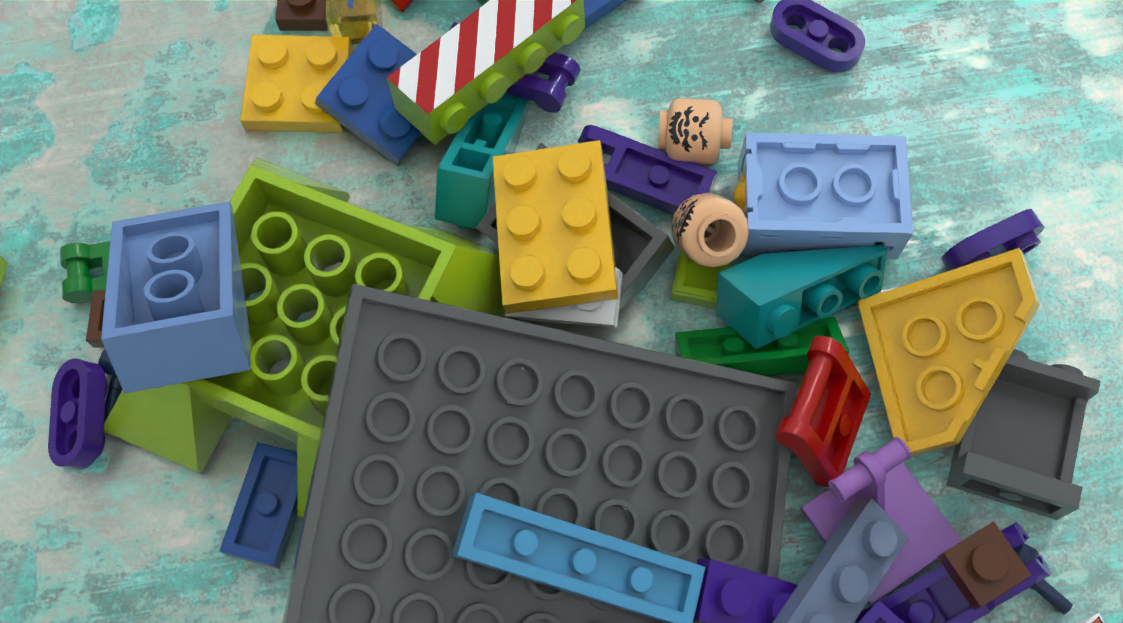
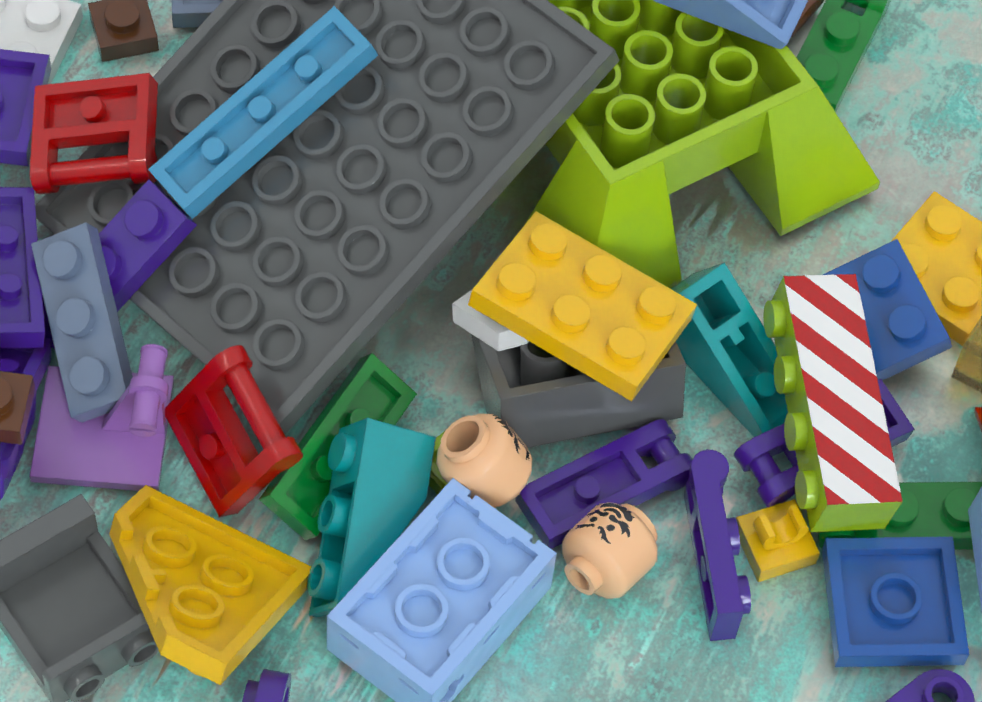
camera: 120 degrees right, 10 degrees down
(597, 59) = (777, 540): none -> yellow tile
(635, 81) = (715, 545): none -> dark purple plate

